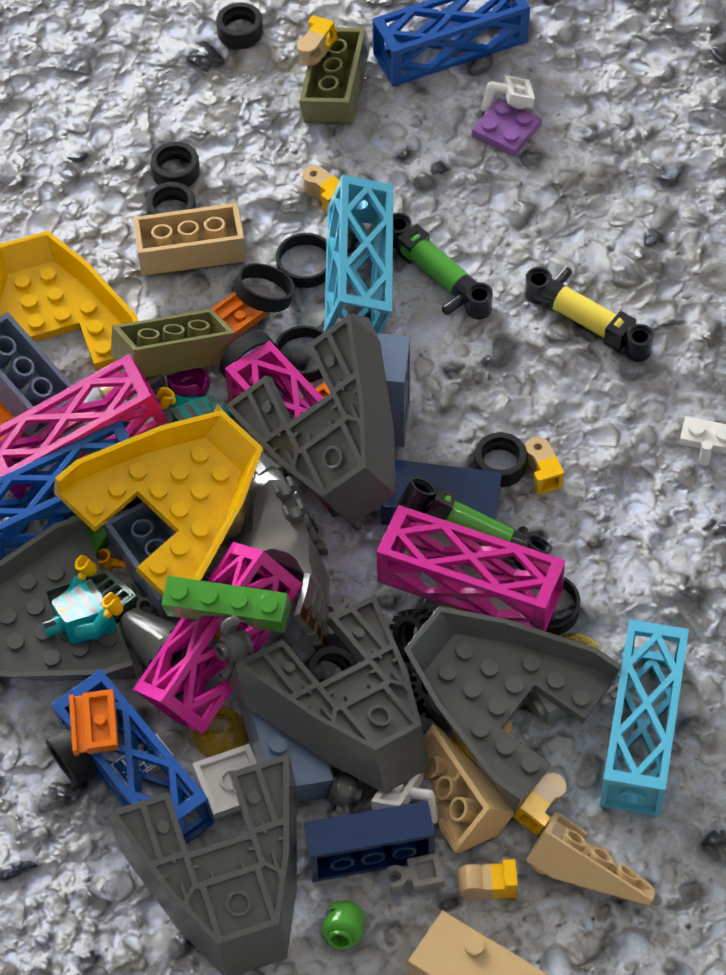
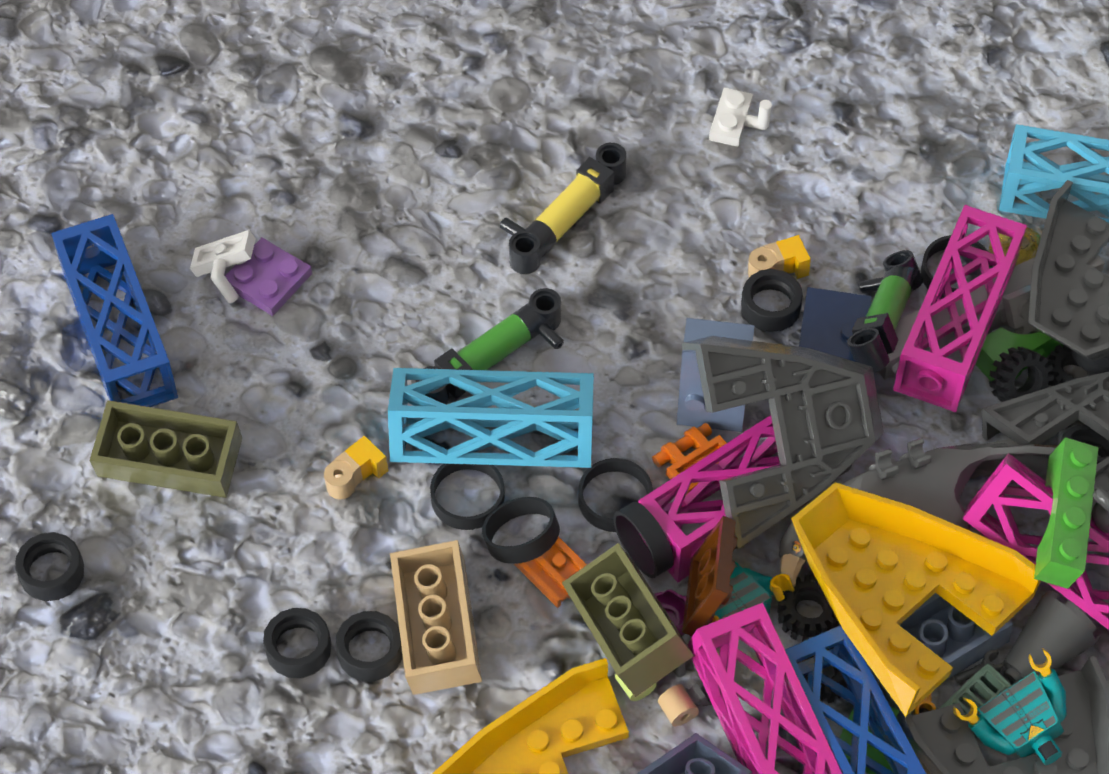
camera: 90 degrees left, 0 degrees up
(195, 383) = (710, 576): none -> reddish brown plate
(317, 40) = (126, 450): leg -> none

